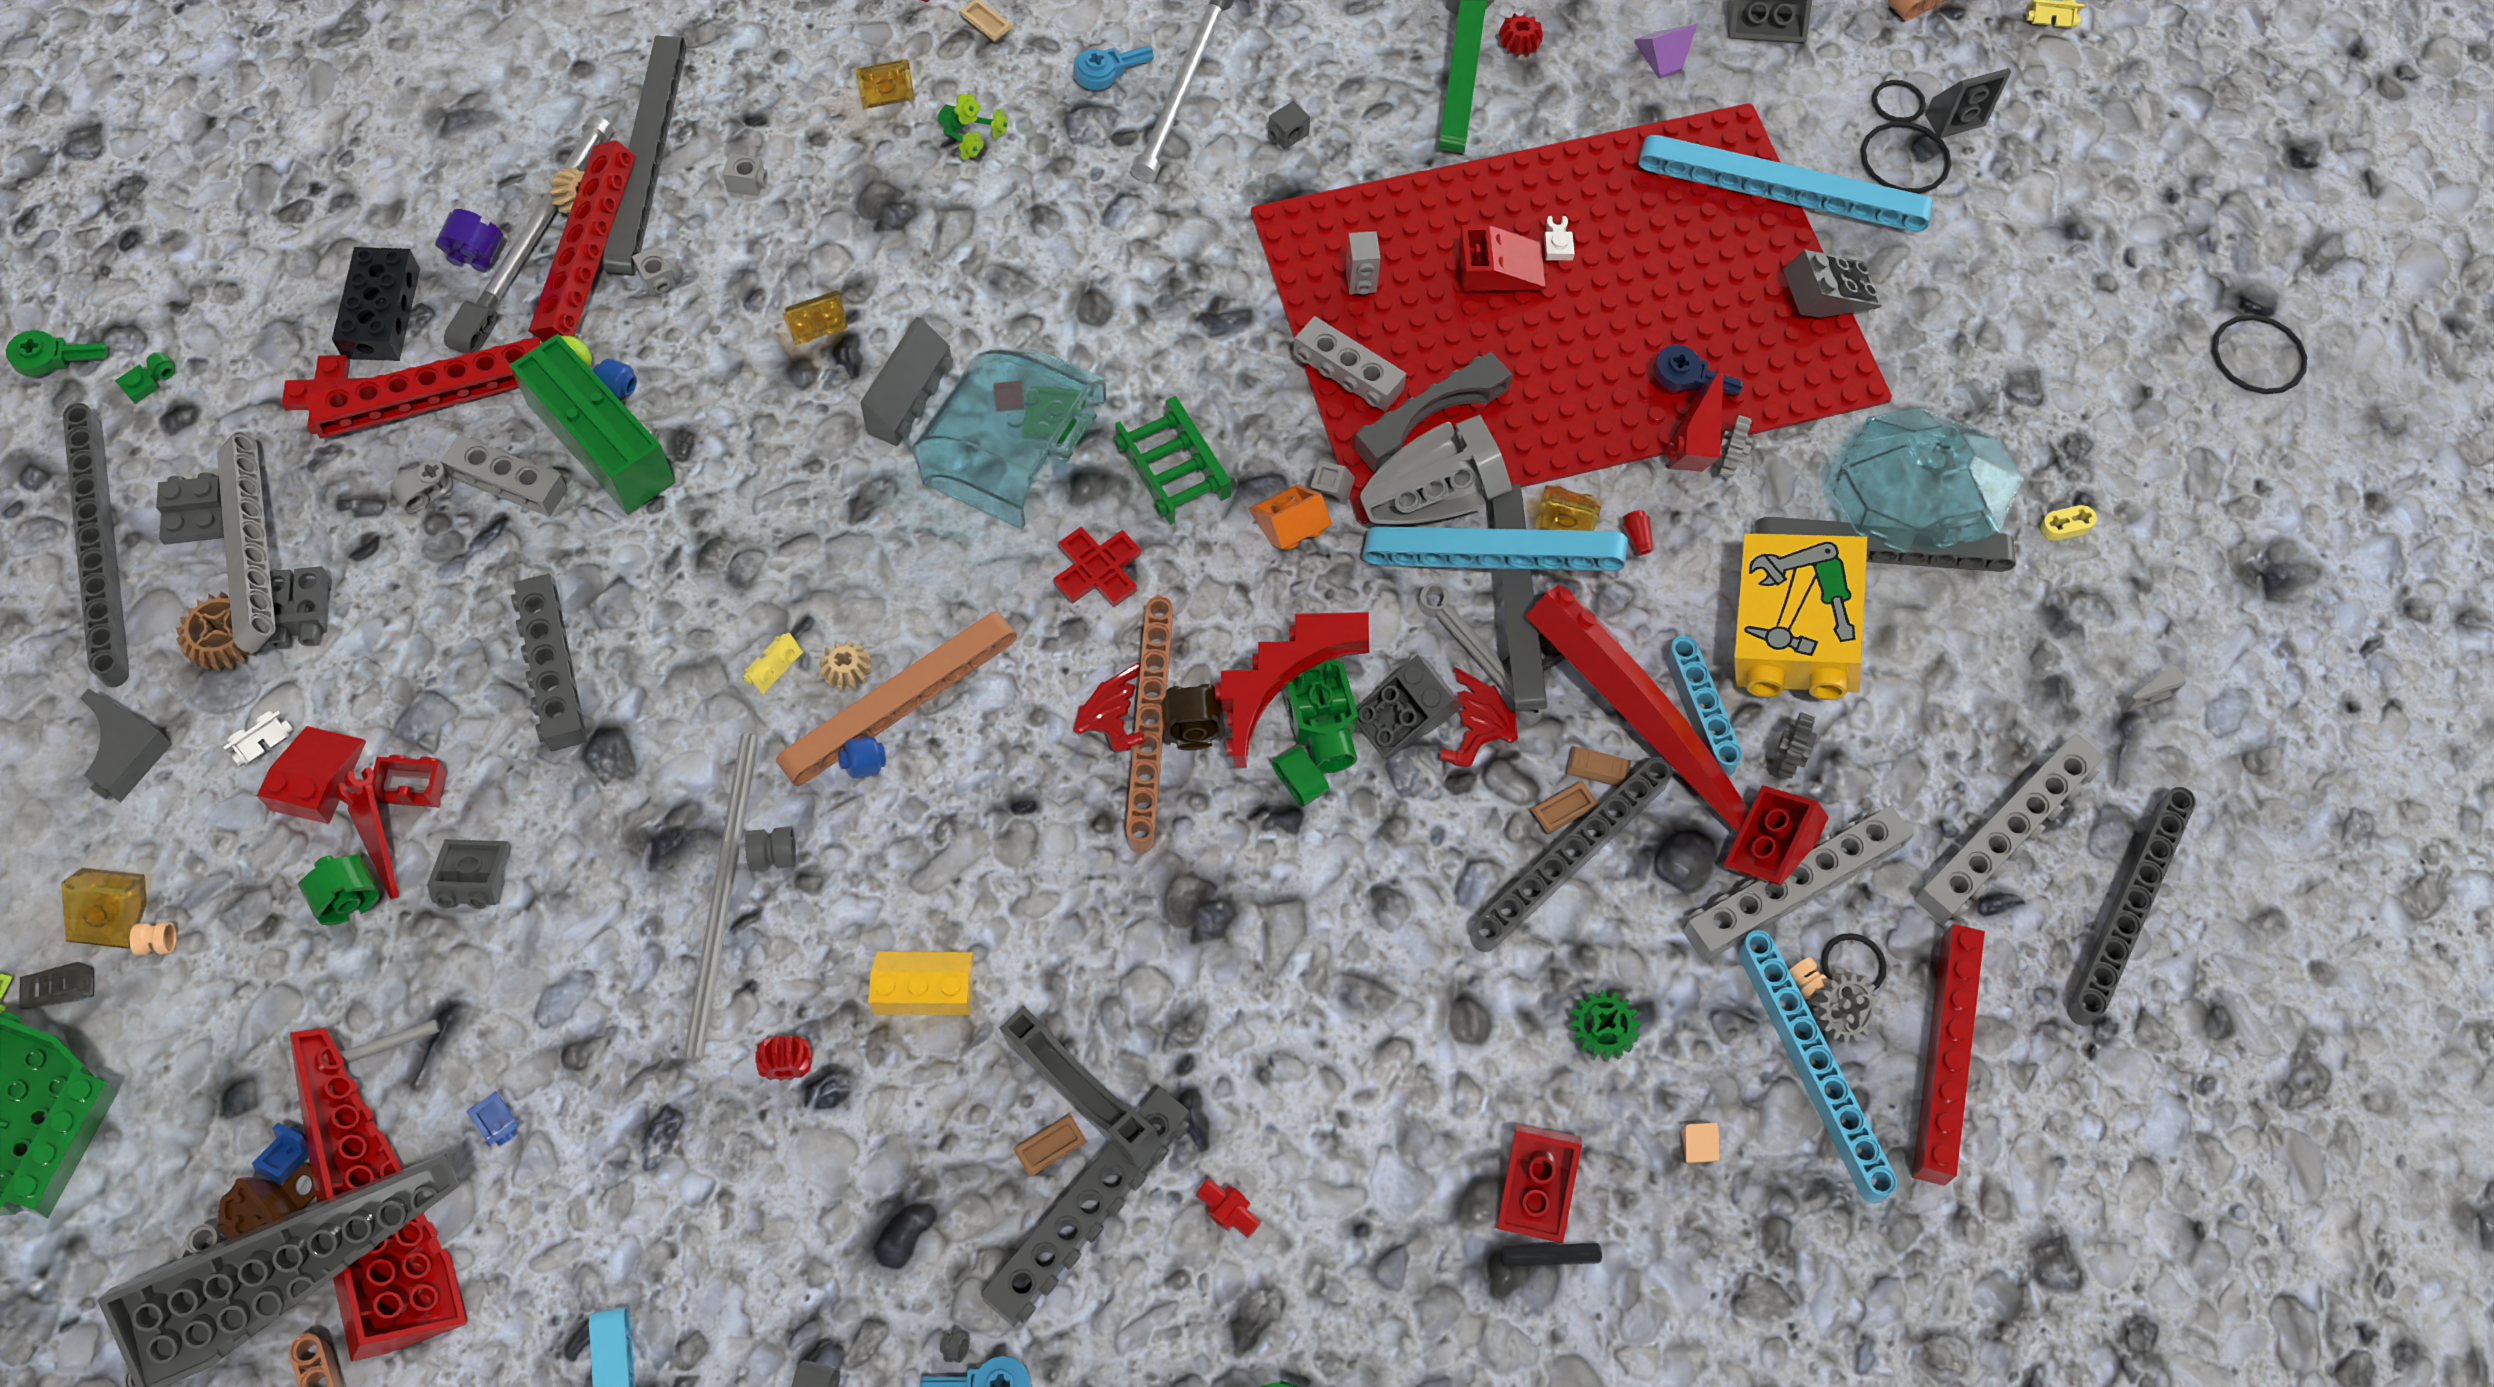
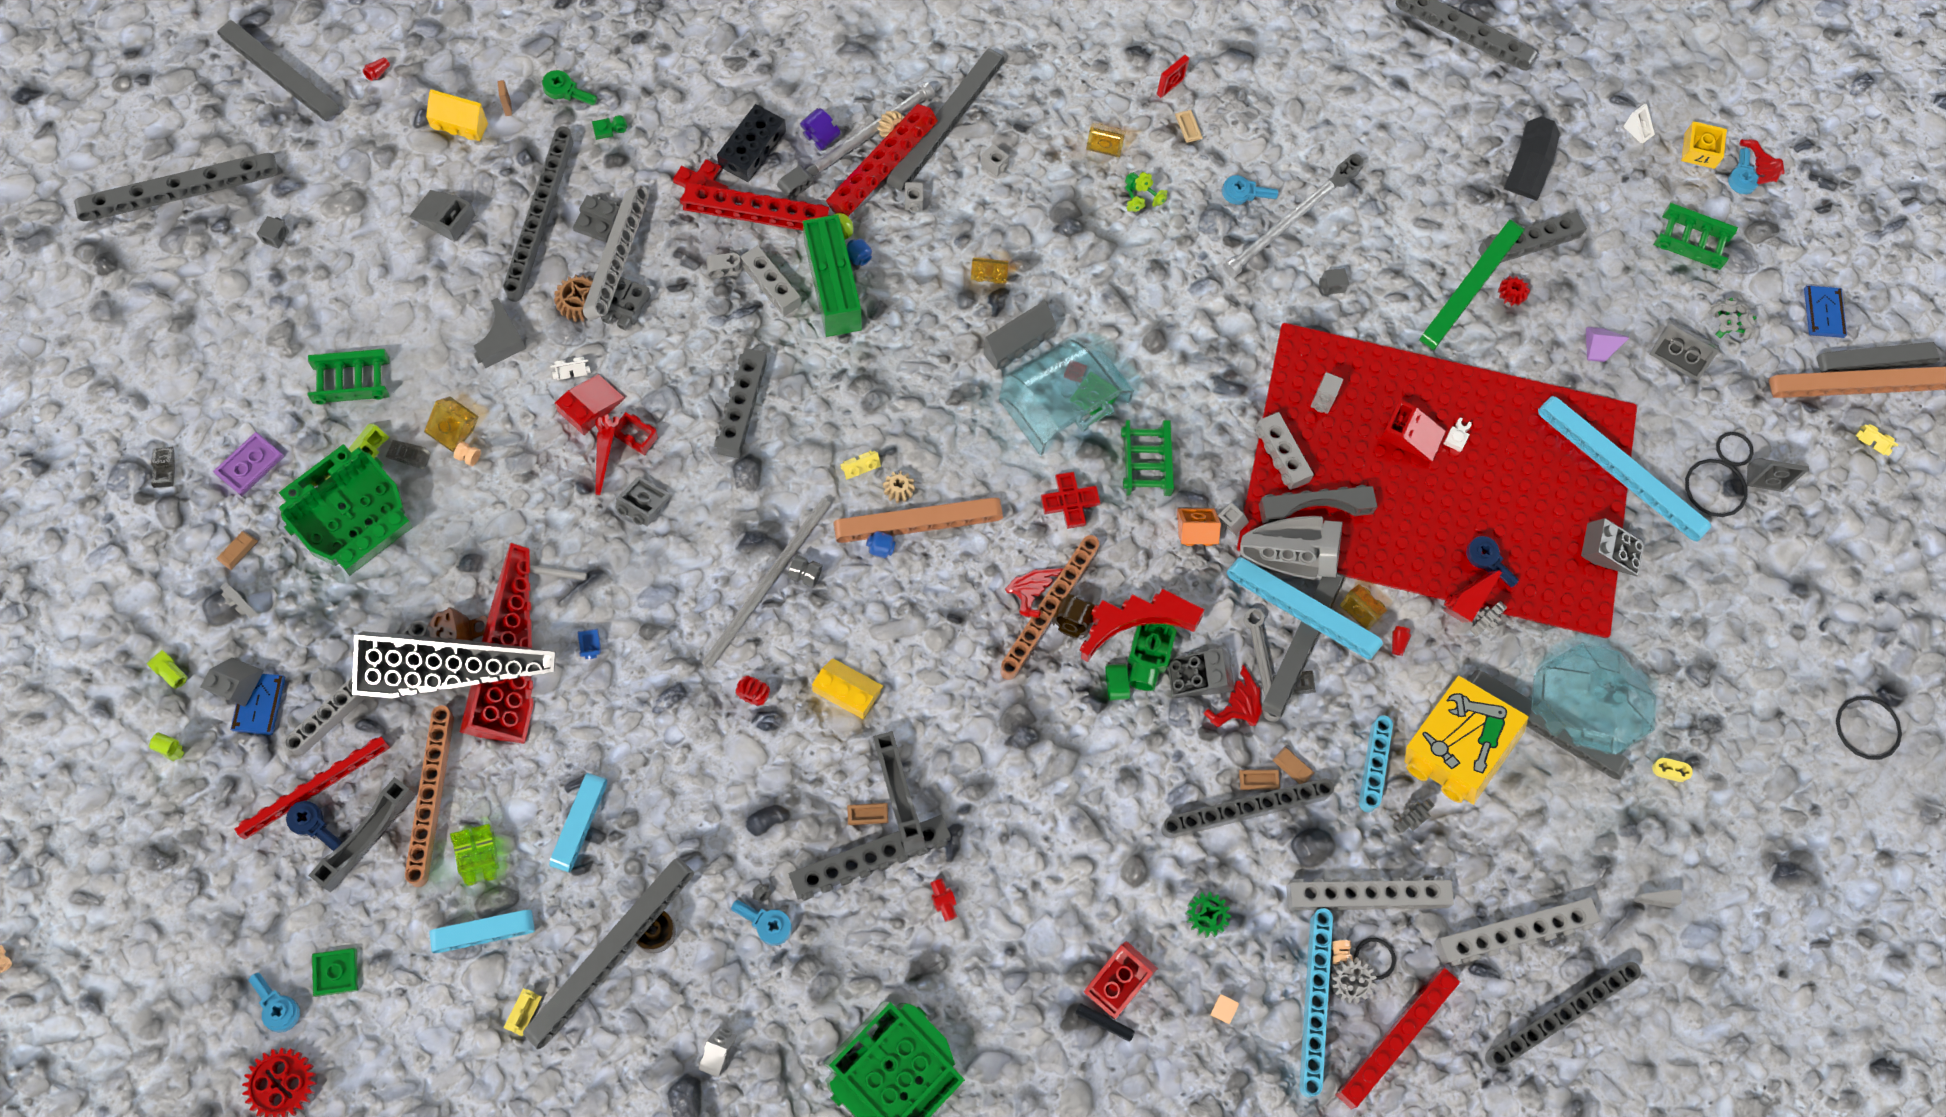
camera: 25 degrees right, 5 degrees up
(283, 1154) = (477, 605): blue bracket -> none
(338, 889) = (571, 476): green brick -> none
(1635, 695) = (1333, 720): red wedge -> none
(1776, 835) = (1370, 862): red slope -> none

